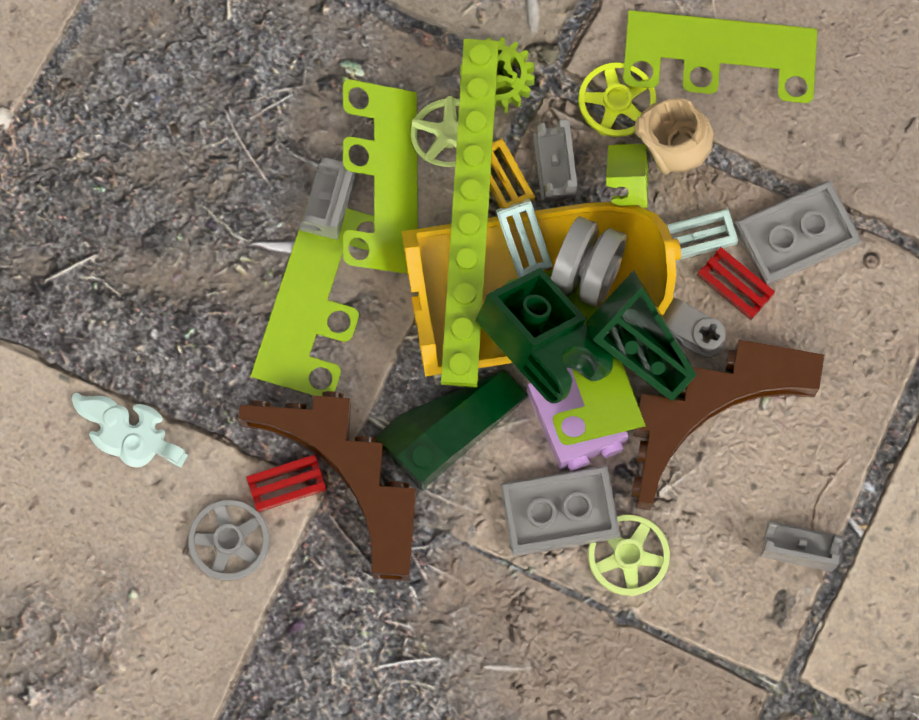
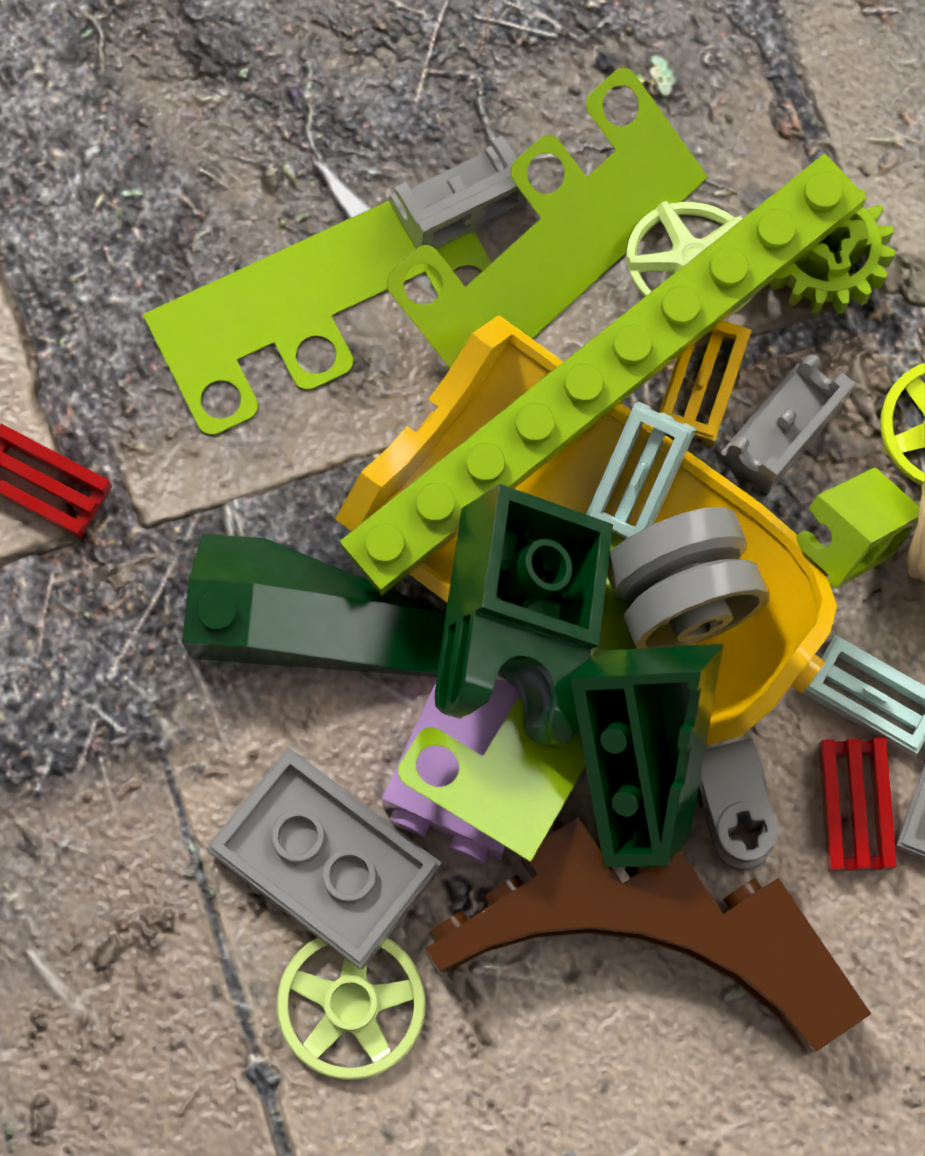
camera: 45 degrees right, 0 degrees up
(359, 463) = (111, 639): reddish brown arch -> none

